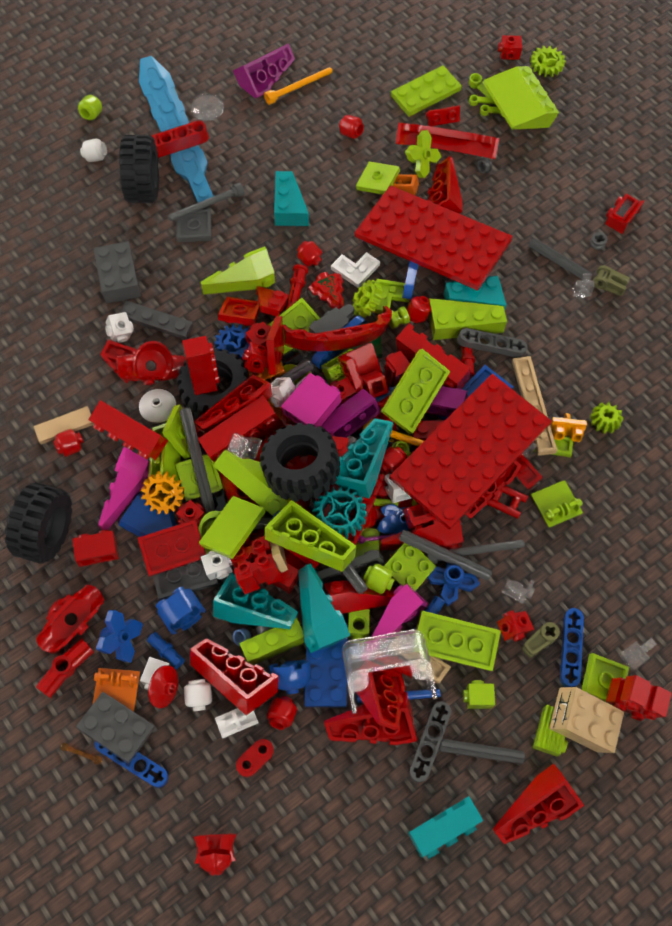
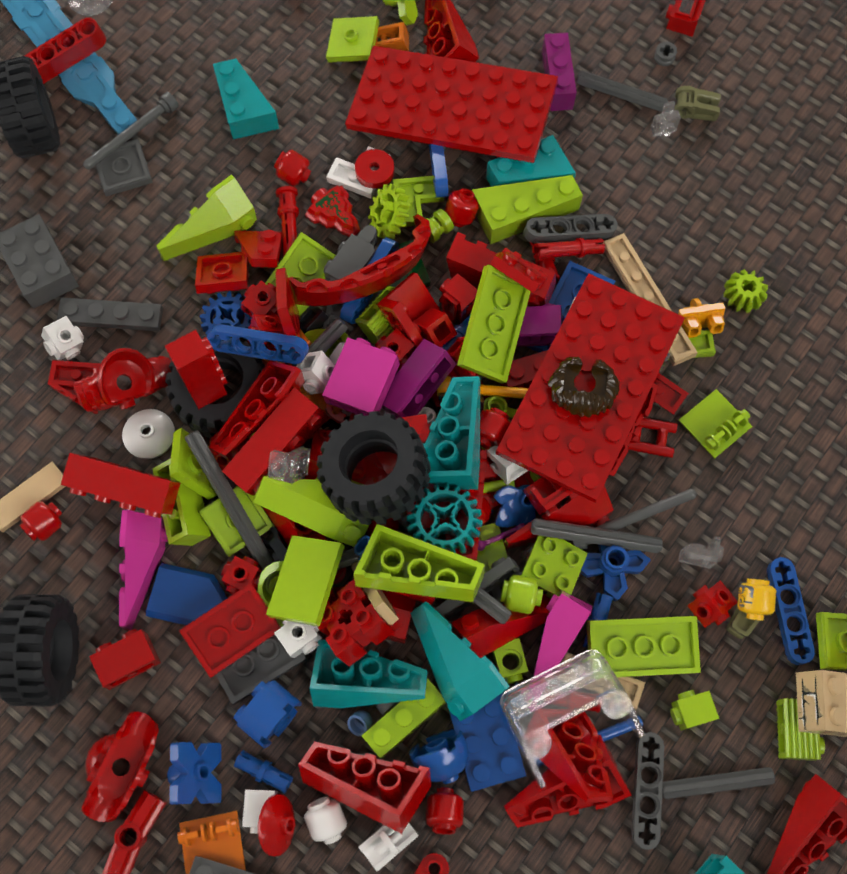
camera: 15 degrees left, 5 degrees up
(158, 499) = (192, 562): light orange gear -> none
(263, 363) = (257, 347): none -> blue beam
(365, 274) = (377, 178): none -> red piece
(443, 358) = (519, 270): none -> red plate
(459, 457) = (583, 402): none -> dark brown piece
(493, 357) = (577, 248): none -> red pin
(518, 229) = (558, 62): none -> magenta brick
(546, 628) = (756, 598): none -> yellow head

